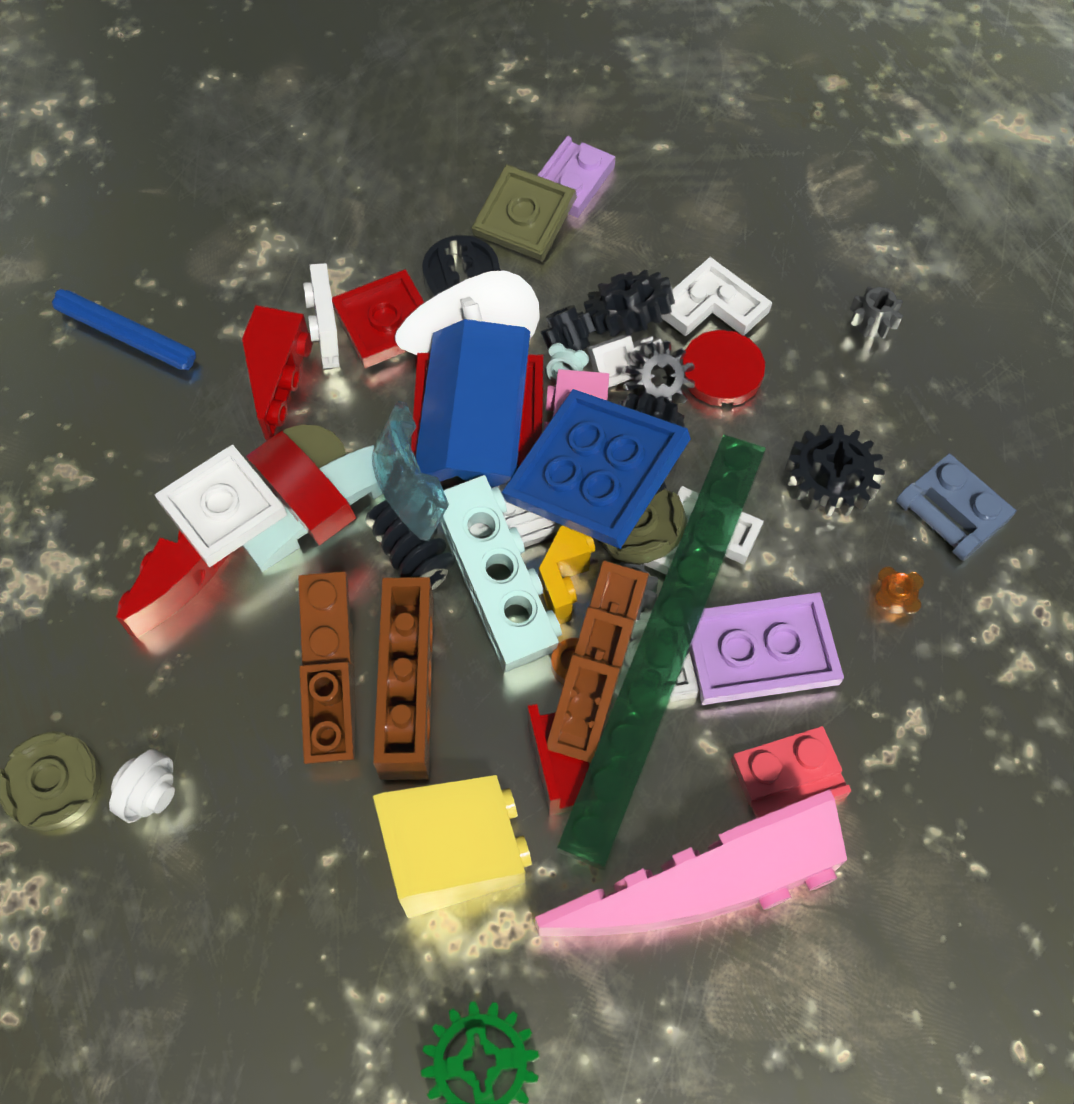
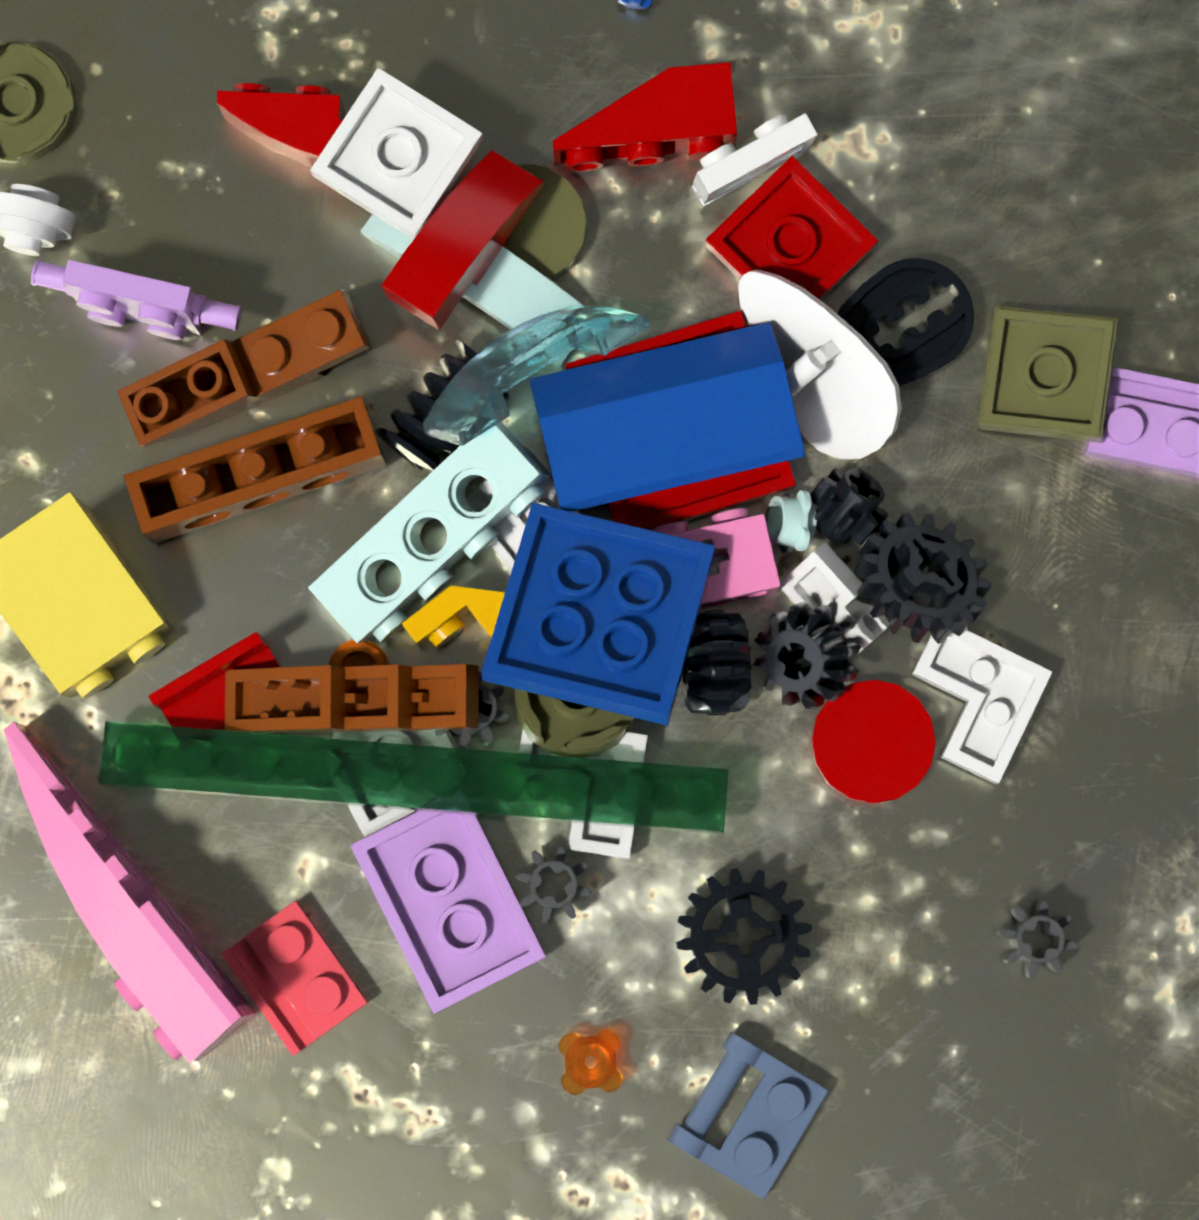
camera: 75 degrees right, 20 degrees up
(239, 721) = (119, 296): none -> lavender plate
(768, 573) = (536, 881): none -> dark grey gear

